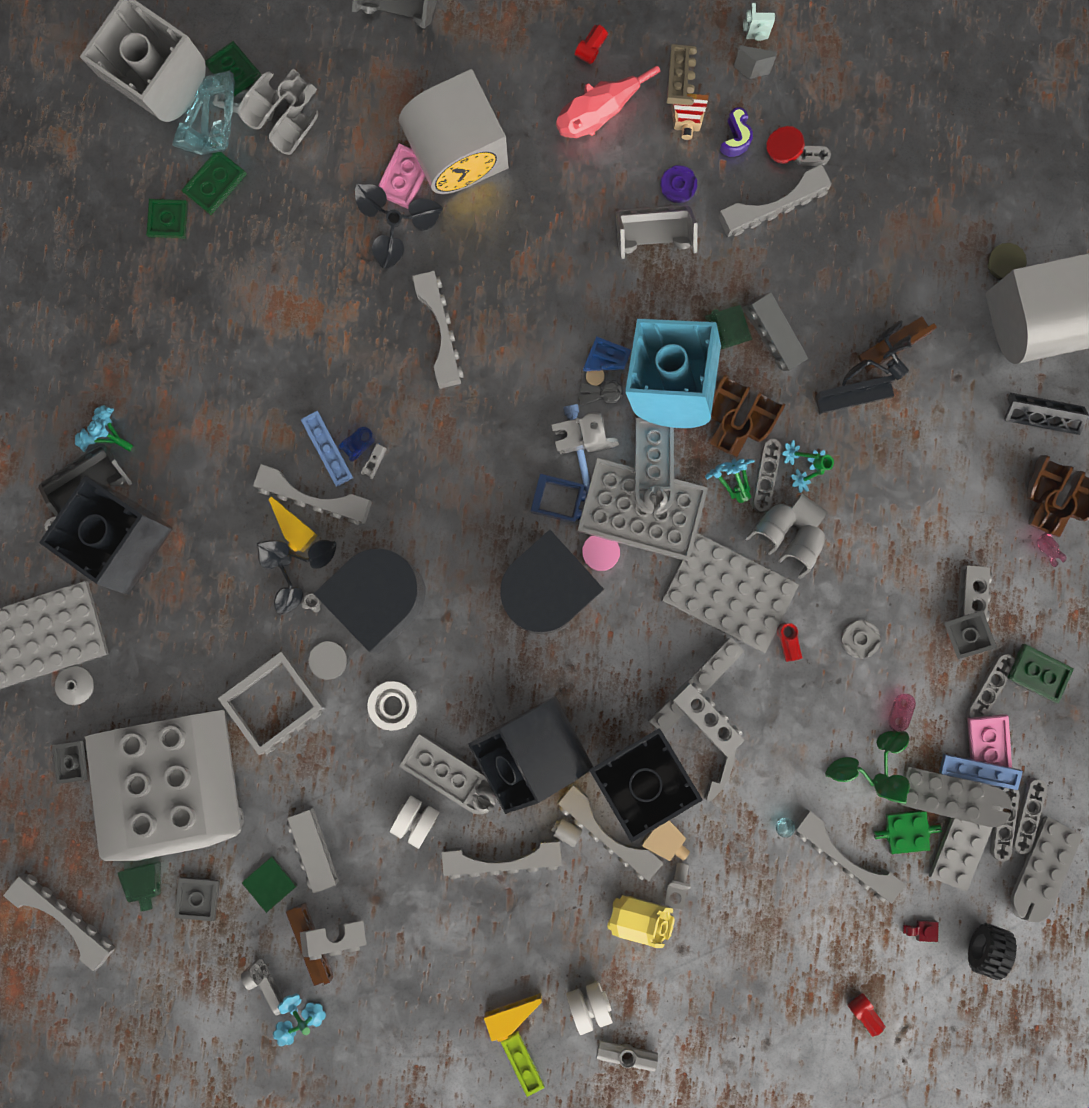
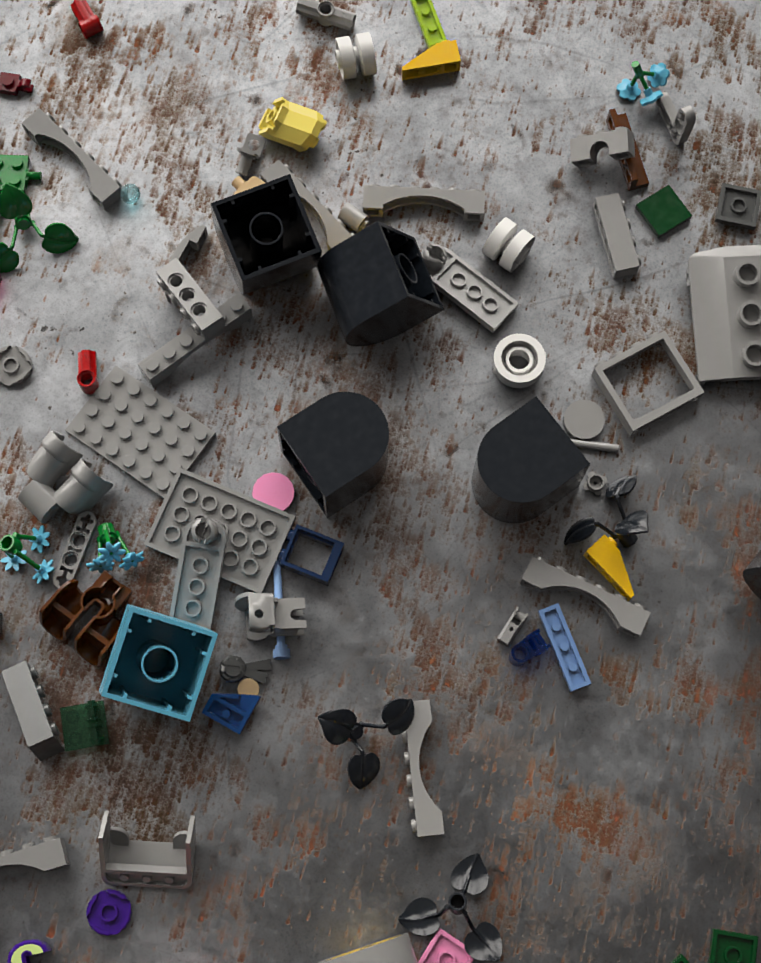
camera: 175 degrees left, 10 degrees down
(323, 637) = (596, 445): none -> light grey bar
(511, 340) = (342, 724): none -> black plant

